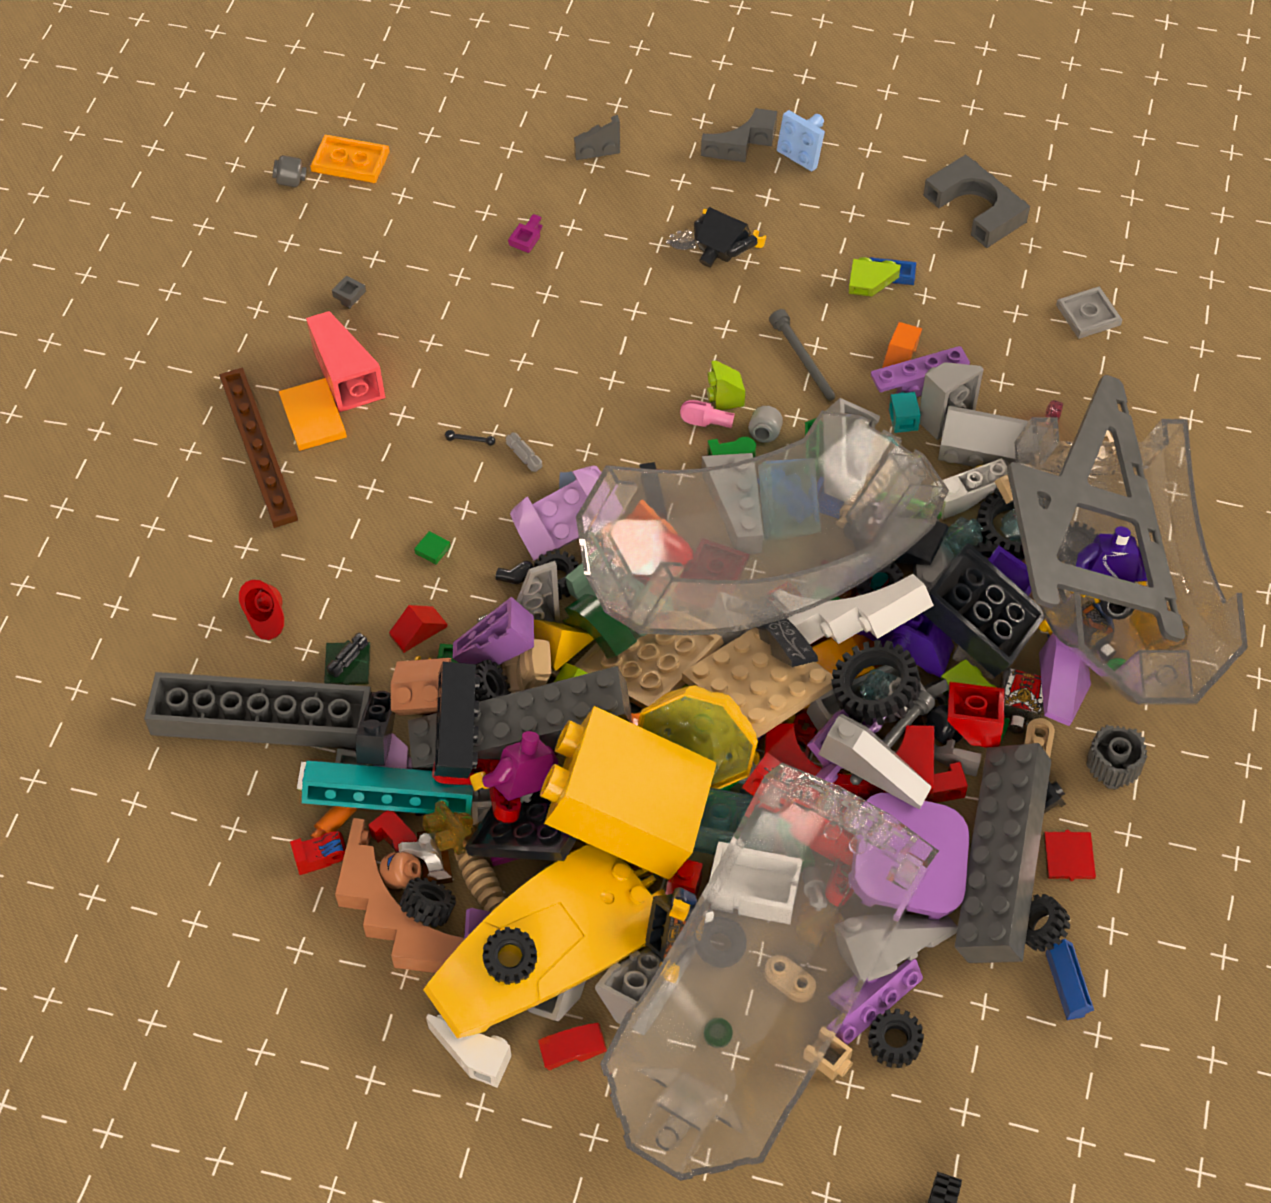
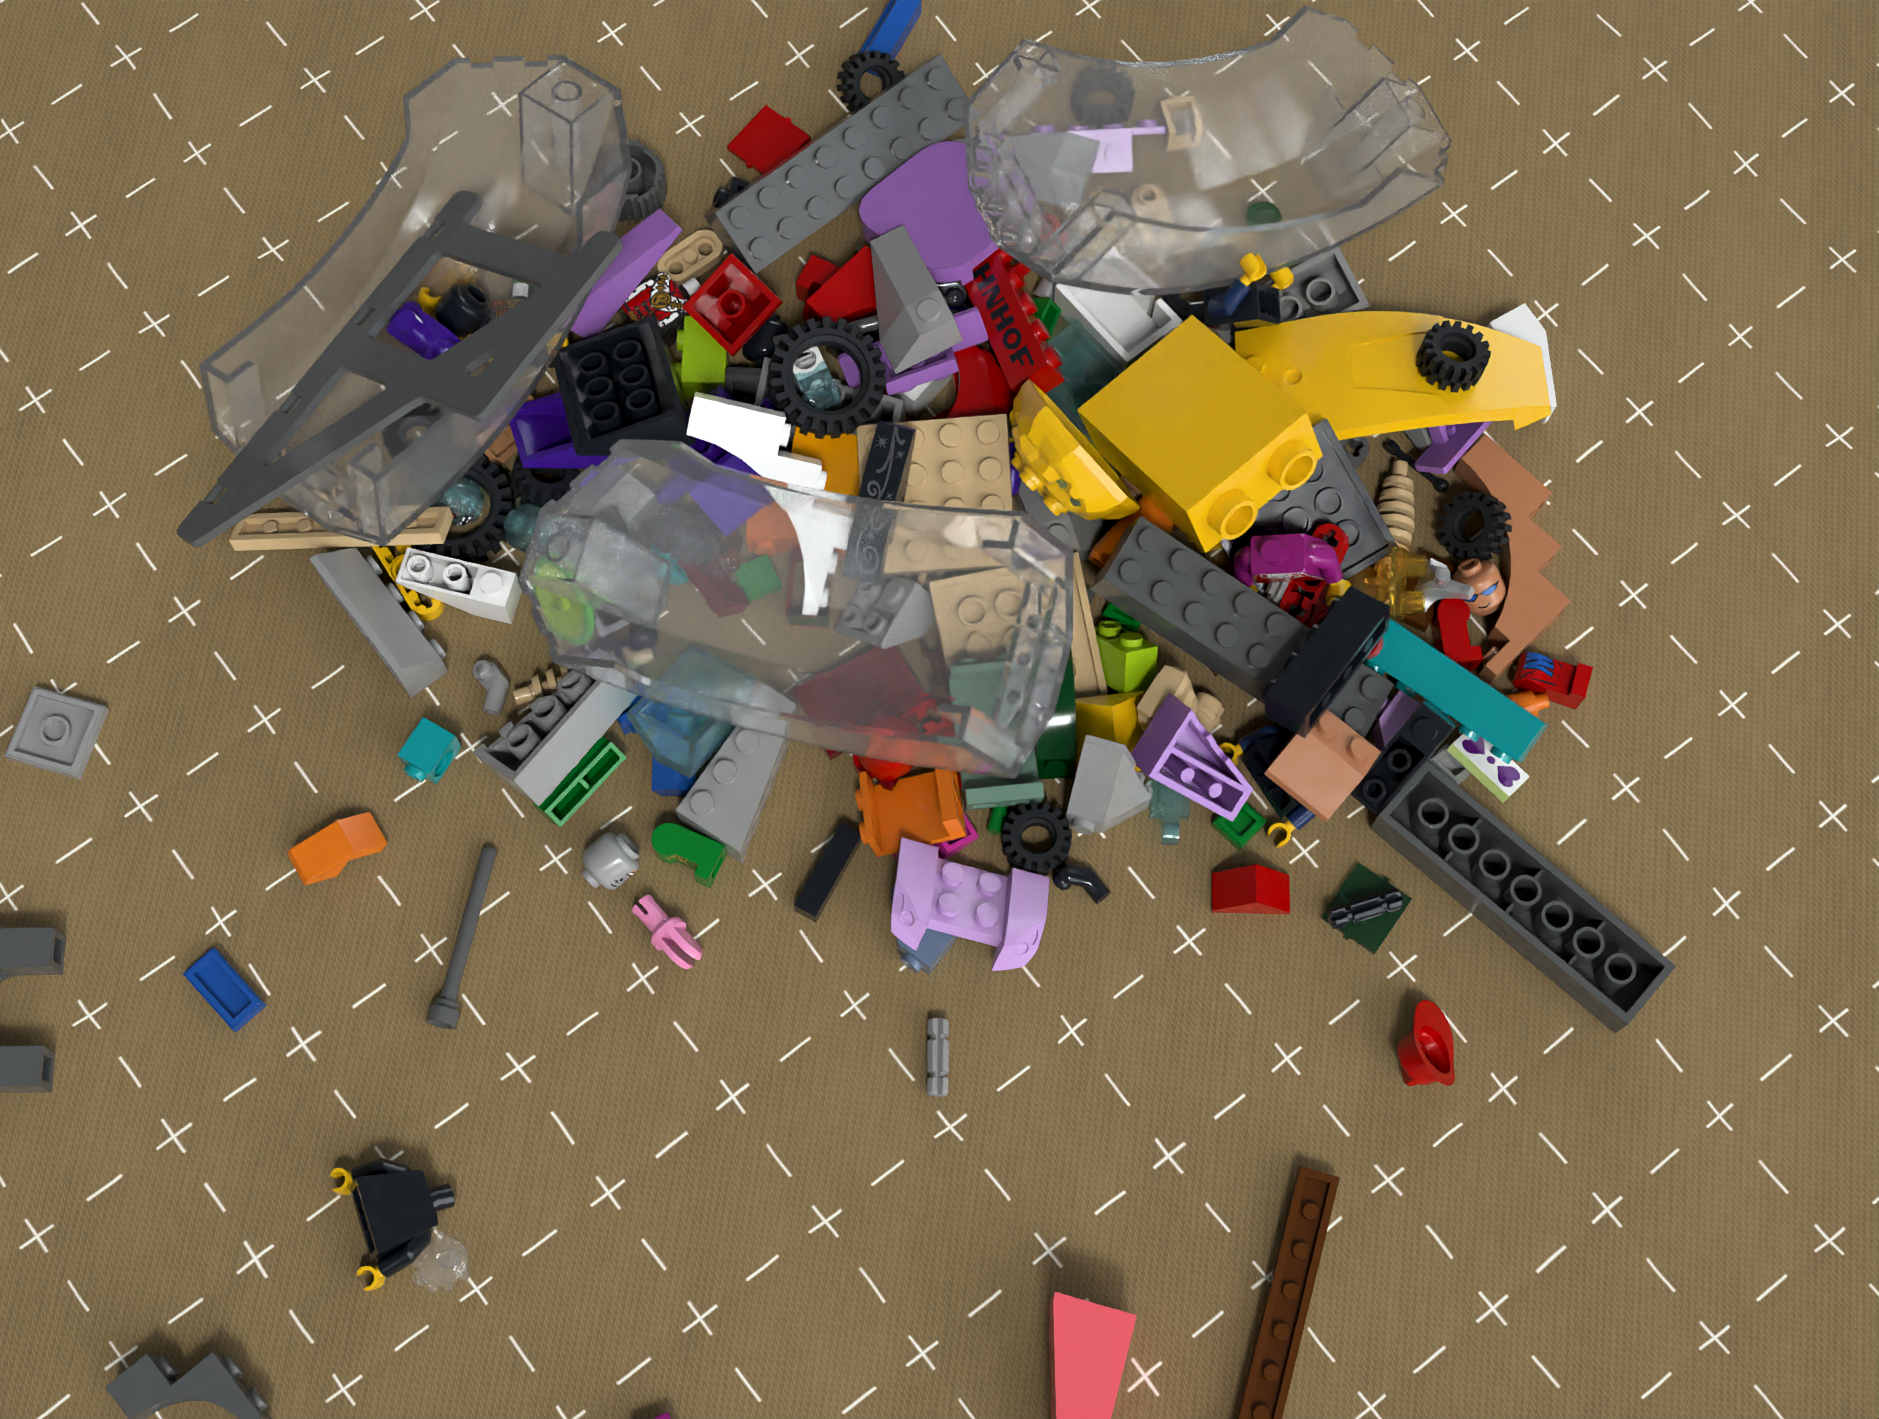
camera: 145 degrees left, 15 degrees up
(312, 414) = (1171, 1339): light orange tile -> none
(432, 547) = (1155, 996): green tile -> none
(450, 435) = (1009, 1162): black hinge -> none
(491, 681) = (1239, 720): black tyre -> none
(572, 1044) = (1415, 294): red slope -> none
(725, 387) = (614, 946): lime slope -> none
(801, 139) = (125, 1301): light blue plate -> none
(871, 276) = (269, 981): lime slope -> none
(910, 374) = (360, 780): medium lavender bracket -> none
(948, 386) = (378, 696): light grey slope -> none
(948, 755) = (782, 287): light grey slope -> none
(1054, 409) = (256, 617): clear pink tile -> none

